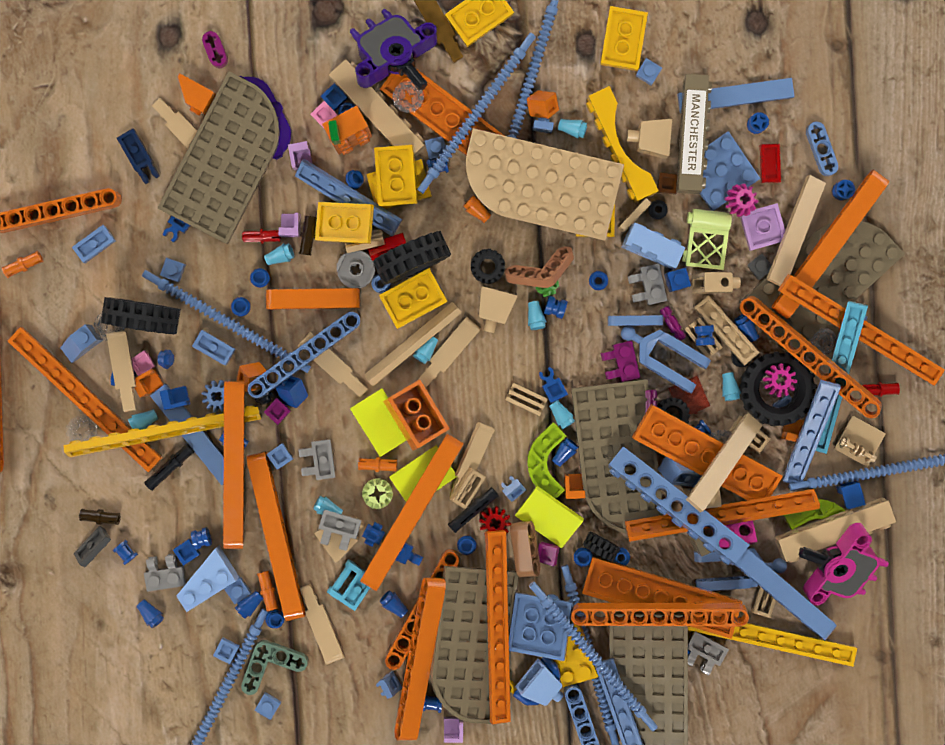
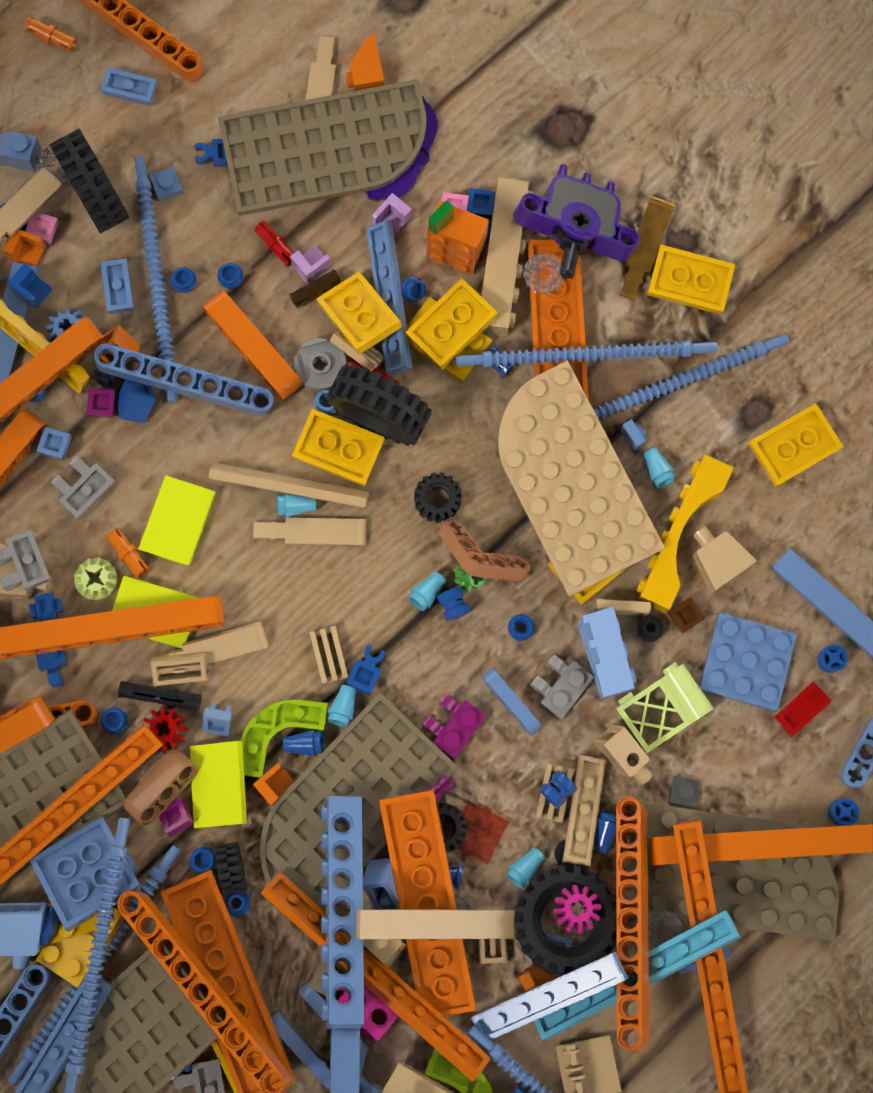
camera: 45 degrees right, 10 degrees down
(137, 154) = (257, 59): dark blue hinge -> none
(165, 359) = (65, 247): blue plate -> none
(218, 48) = (424, 50): magenta beam -> none
(281, 254) = (273, 277): medium azure cone -> none
(324, 503) = (40, 532): medium azure cone -> none
(335, 366) = (198, 431): tan piece -> none
(416, 415) = (214, 547): orange brick -> none
(435, 147) = (516, 341): medium blue plate -> none
(477, 209) = (488, 438): orange cone -> none
(495, 307) = (400, 540): tan torso -> none
(542, 104) = (655, 417): orange panel -> none
(647, 344) = (493, 737): medium blue piece -> none
(648, 71) = (784, 500): medium blue plate -> none
(672, 323) = (542, 746): magenta axle -> none
(677, 280) = (593, 710): blue brick -> none
(693, 134) = (759, 596): dark tan brick -> none
(742, 207) = (745, 707): dark pink gear -> none
(763, 227) = (729, 757): lavender plate -> none
(796, 230) = (757, 794): tan tile -> none
(883, 389) = (666, 1043): red axle -> none

